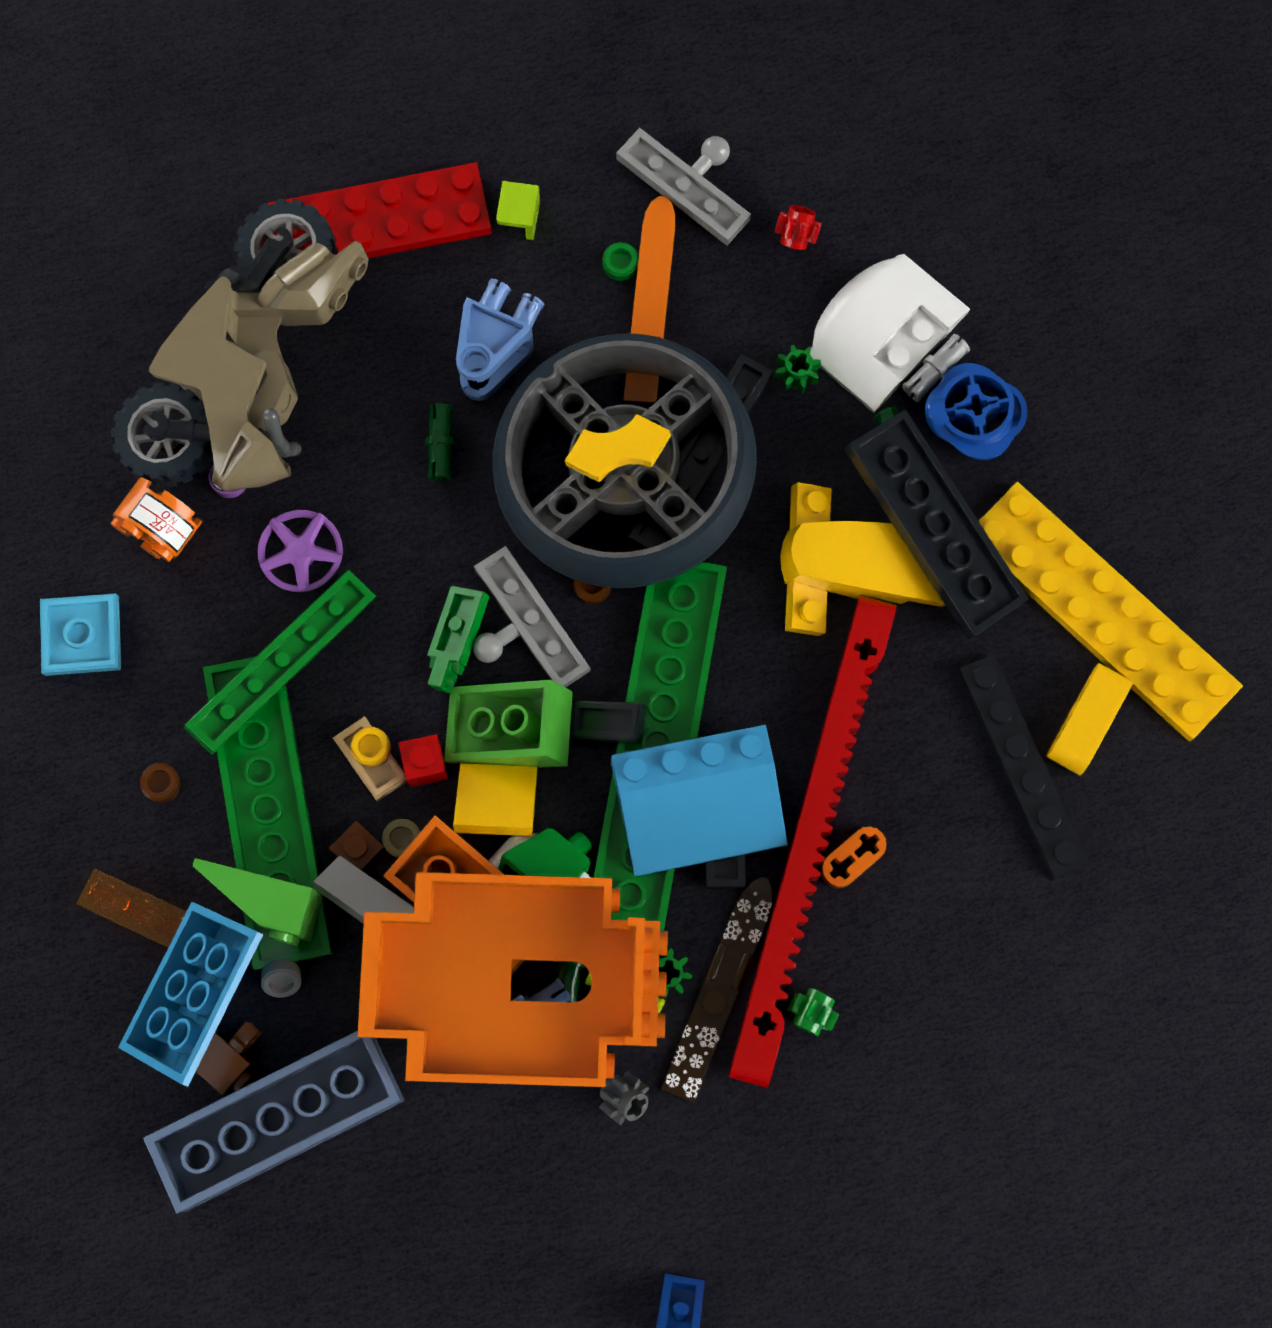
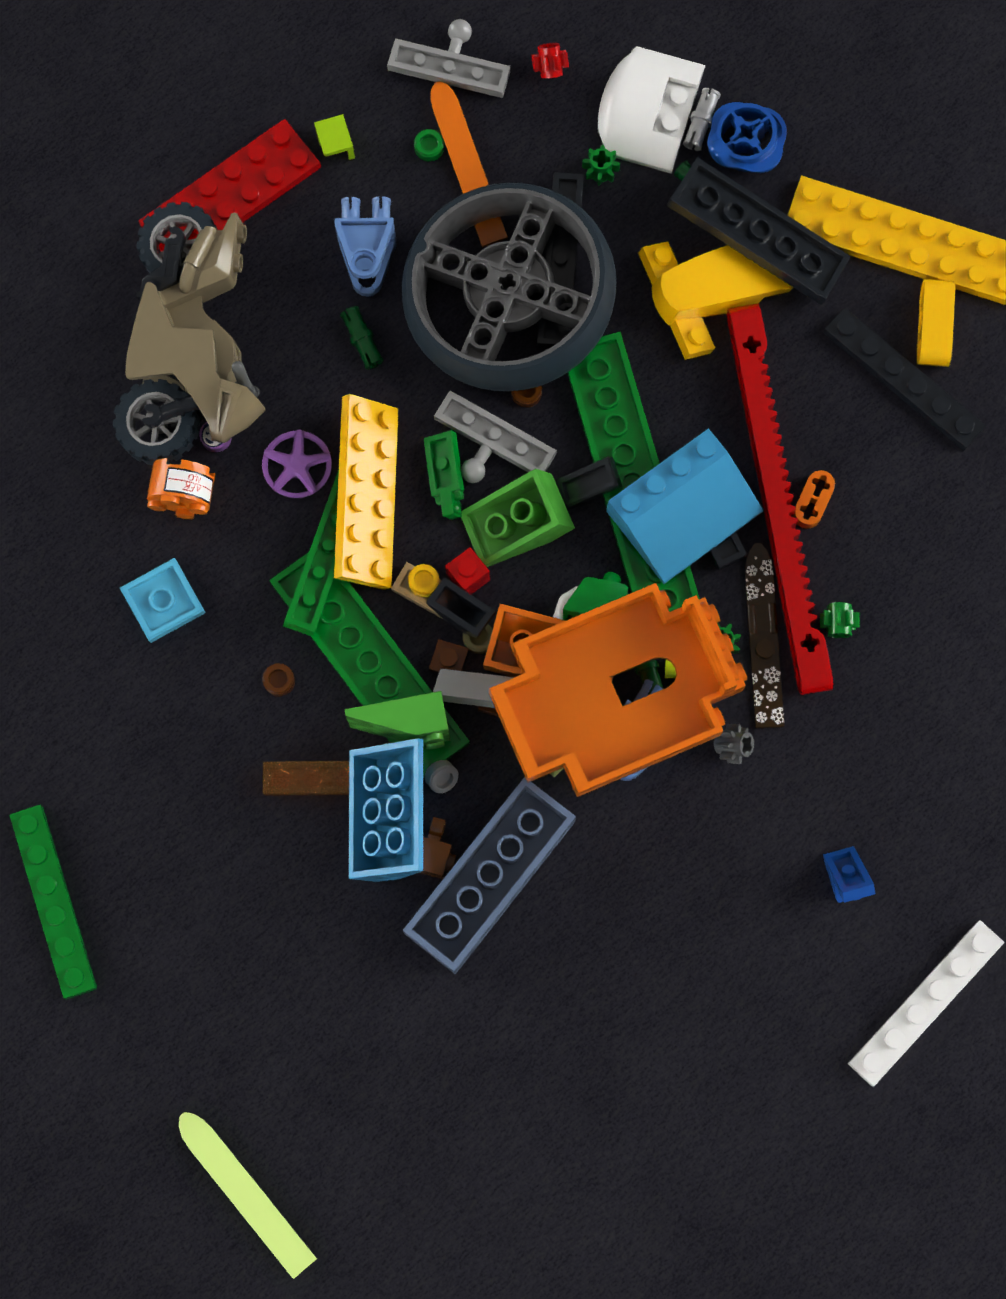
camera: 20 degrees left, 0 degrees up
(355, 619) = (366, 492): none -> yellow plate
(393, 798) = (460, 608): none -> black slope
(495, 799) = (535, 575): yellow tile -> none
(634, 443) = (493, 286): yellow tile -> none

